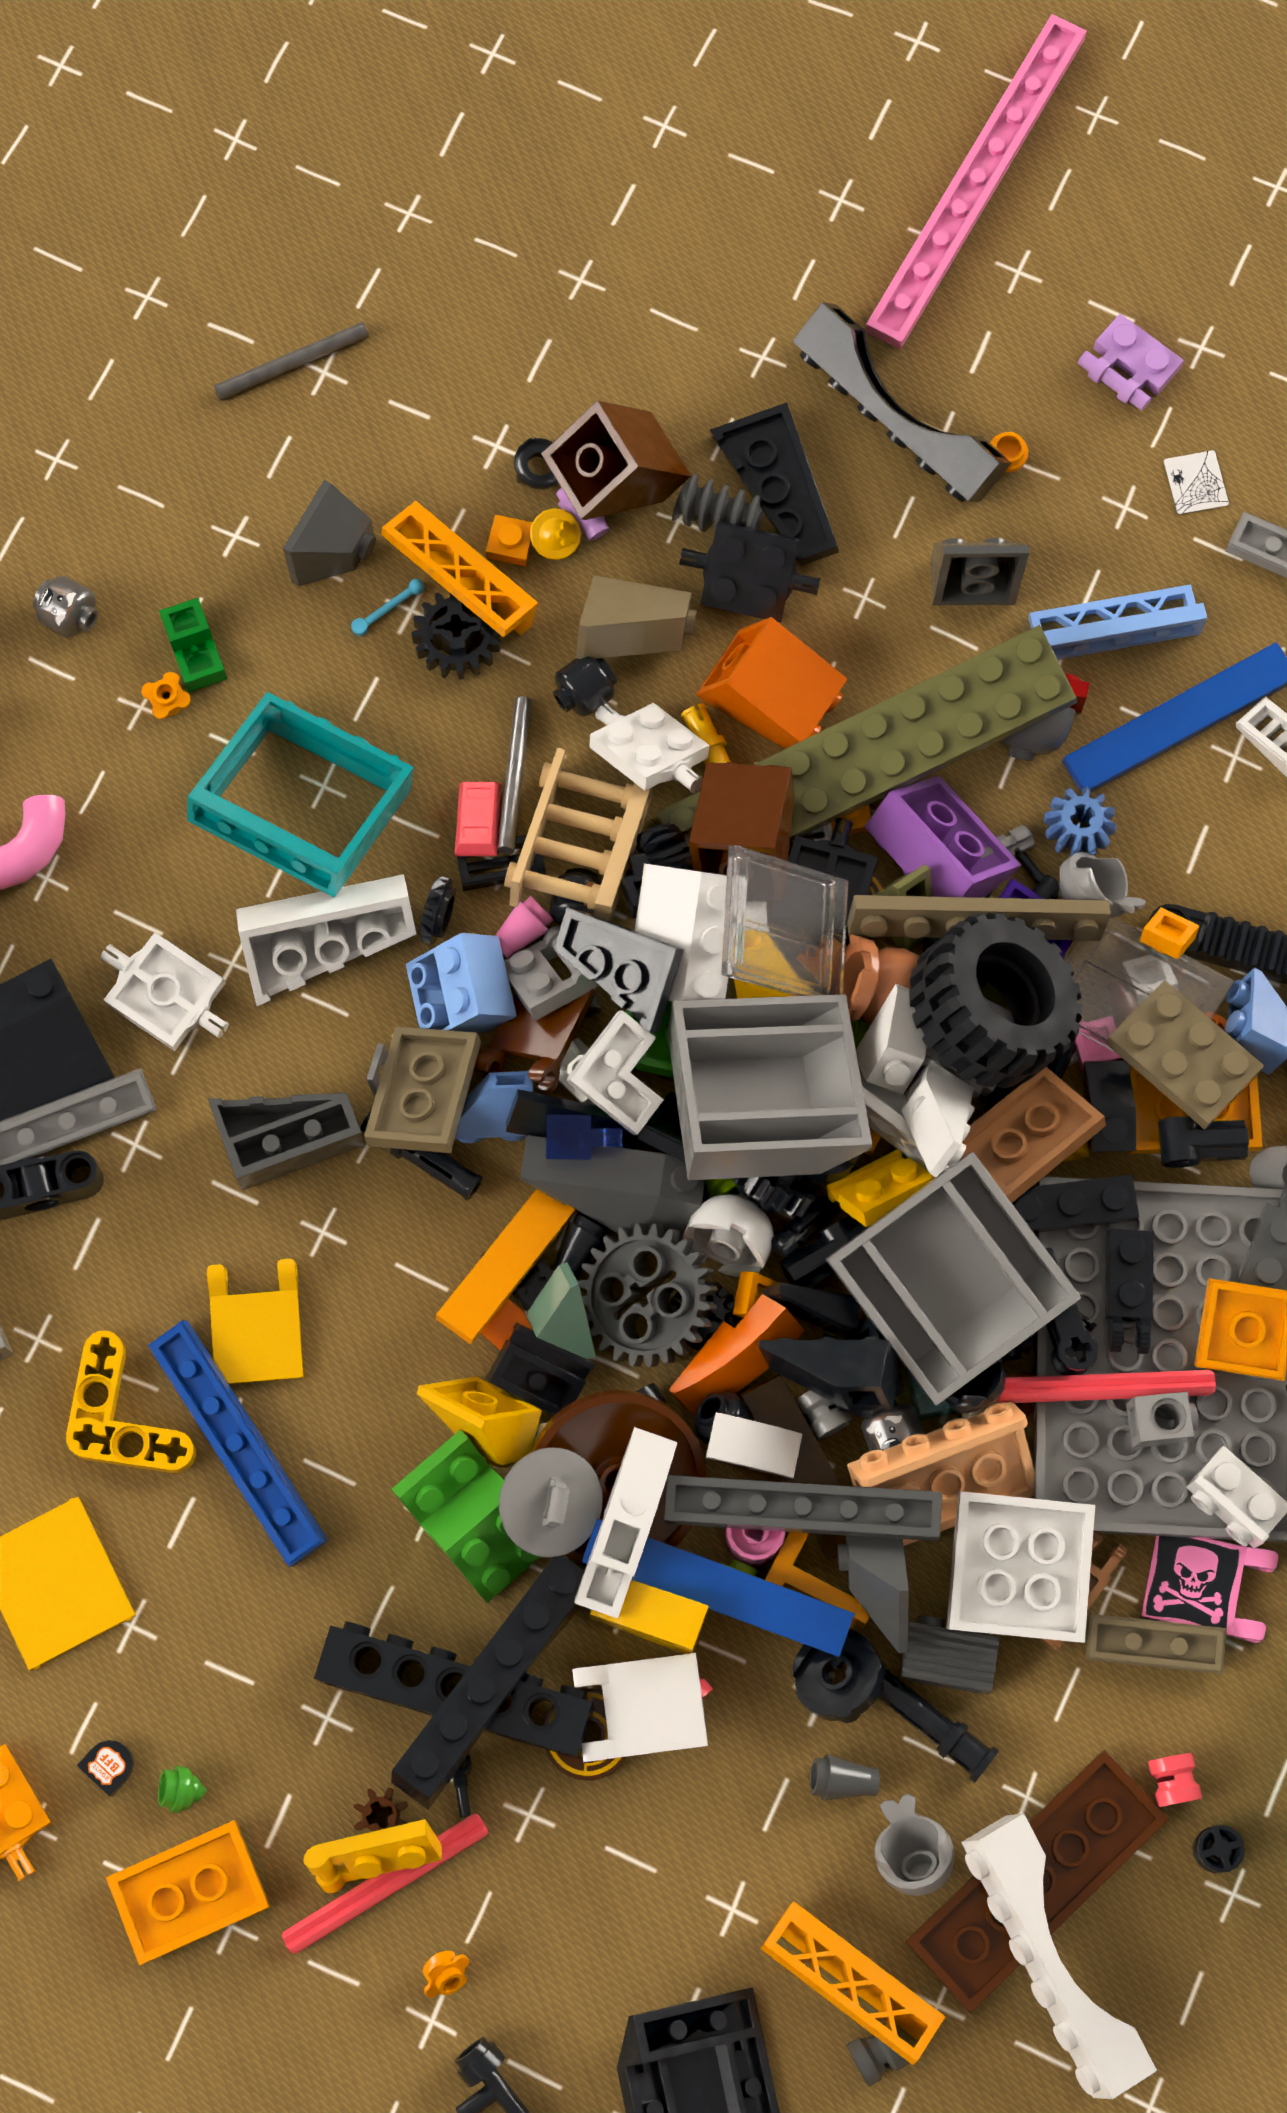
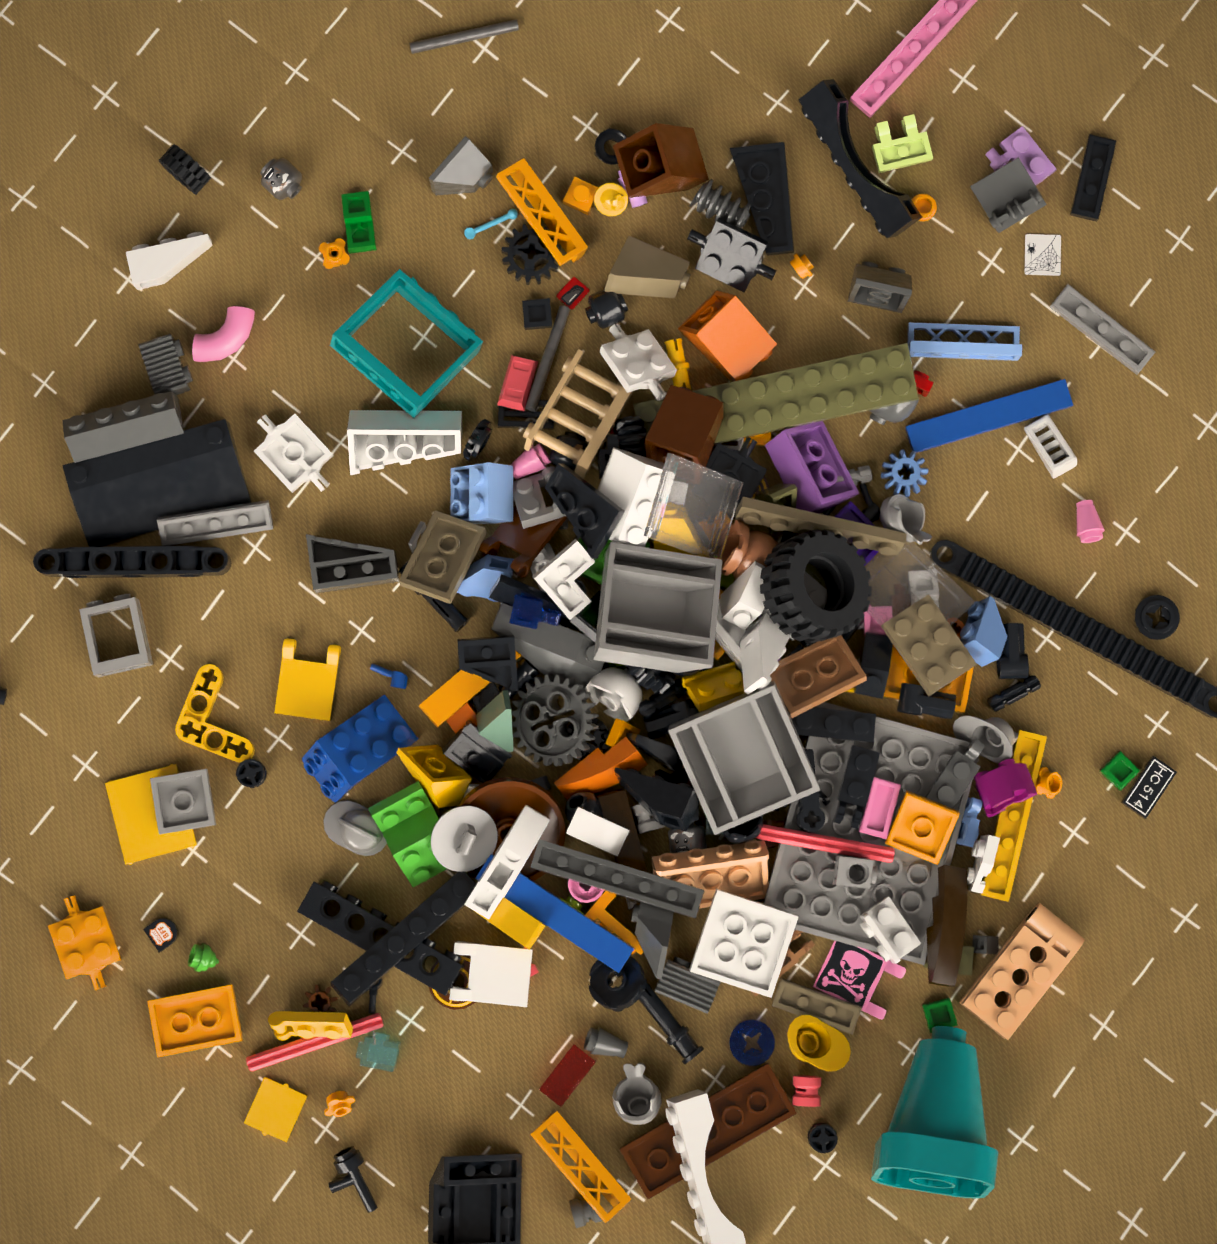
camera: 10 degrees right, 10 degrees up
(100, 1549) = (183, 801): none -> light grey plate
(193, 1476) = (244, 770): none -> black wheel
(238, 1443) = (280, 753): blue tile -> none
(345, 2007) = (275, 1109): none -> yellow piece
(352, 1407) = (357, 748): none -> blue bracket
(376, 1533) = (353, 828): none -> light grey piece
(394, 1288) = (398, 680): none -> blue hand
(484, 716) = (537, 314): none -> black plate
(489, 1874) = (378, 1052): none -> clear light blue brick
(529, 678) = (572, 293): none -> sticker
(530, 1222) = (490, 658): none -> black wing
(795, 1844) = (567, 1075): none -> clear red tile
(855, 566) = (802, 265): none -> light orange plate
(958, 383) = (902, 151): none -> yellowish green plate
(1090, 1718) = (765, 1041): none -> clear blue gear
(1126, 407) = (1008, 195): none -> dark grey hinge
(1169, 933) = (941, 562): light orange plate -> none
(1173, 1699) = (818, 1043): none -> yellow piece
(1174, 1316) = (879, 808): none -> bright pink tile
(1239, 363) = (1093, 178): none -> black tile

